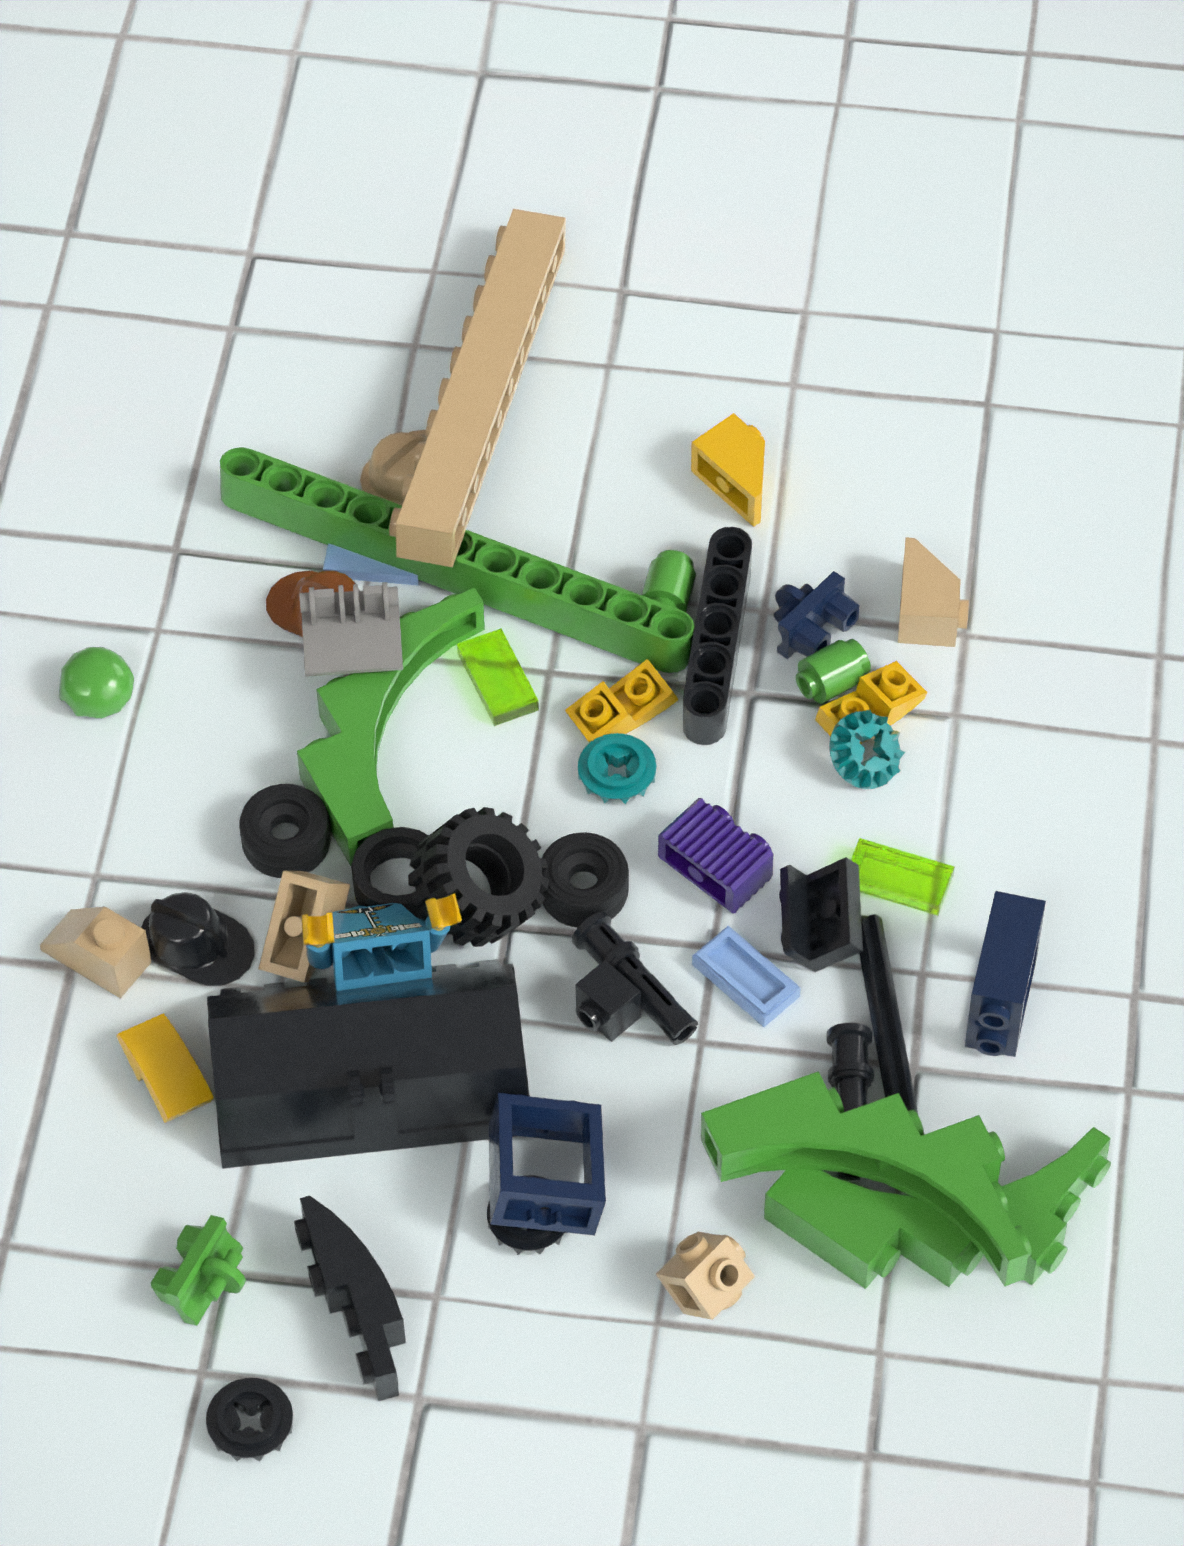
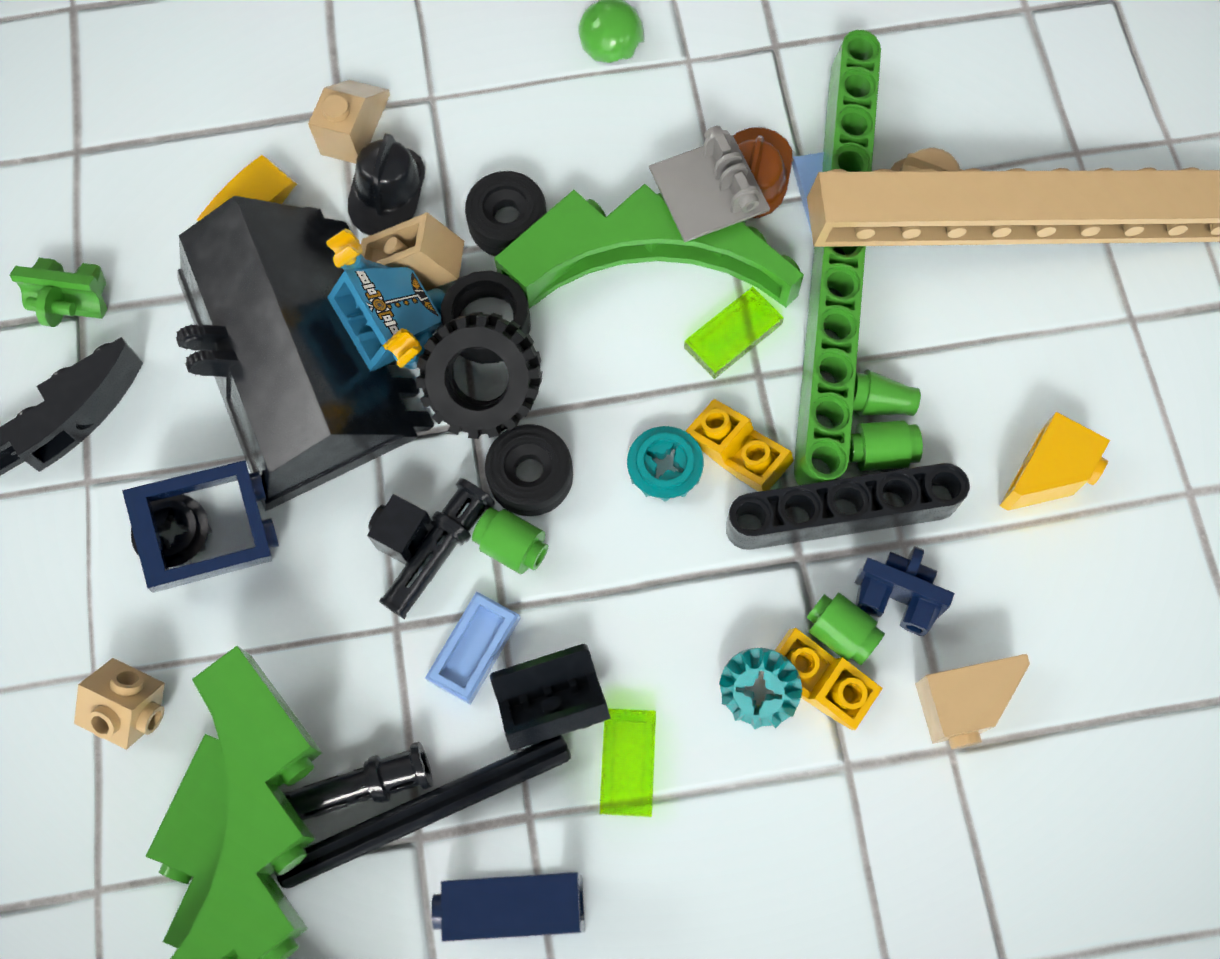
camera: 75 degrees right, 15 degrees up
(620, 566) = (883, 396): none -> bright green cone
(652, 911) = (510, 540): none -> bright green brick
(716, 854) = (590, 580): dark purple brick -> none

